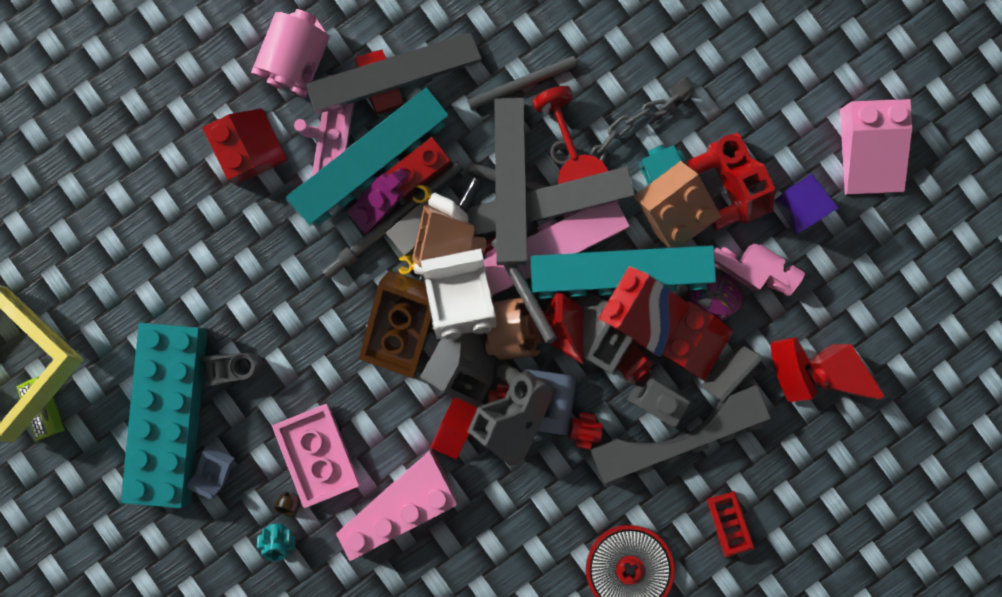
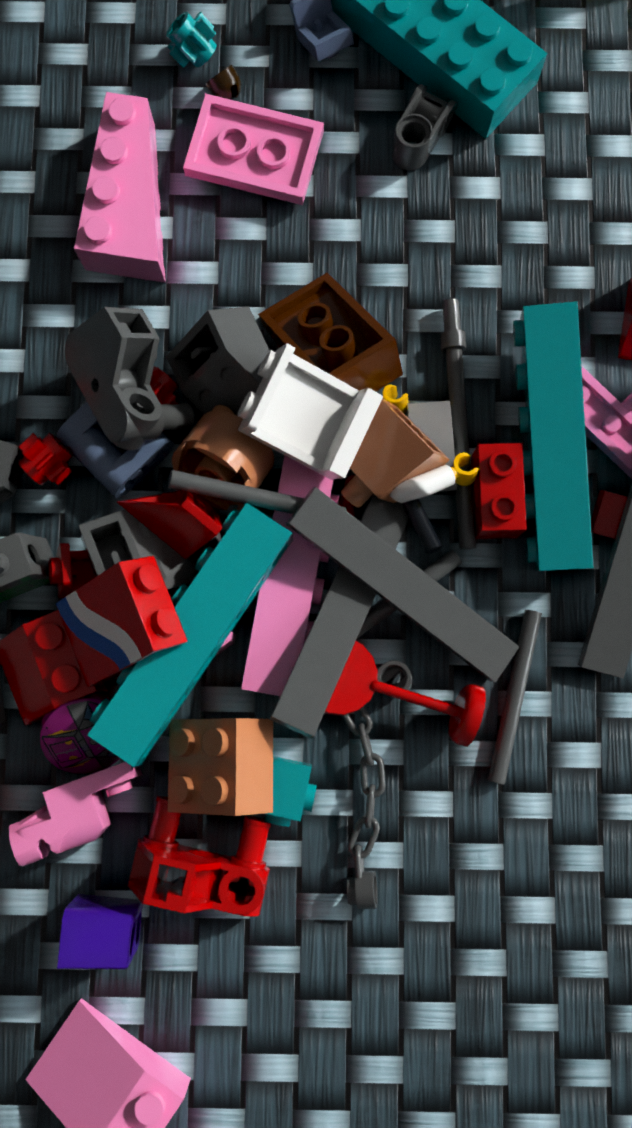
camera: 130 degrees right, 5 degrees down
(378, 200) = (494, 415): magenta hinge -> none
(454, 428) = (165, 314): red slope -> none

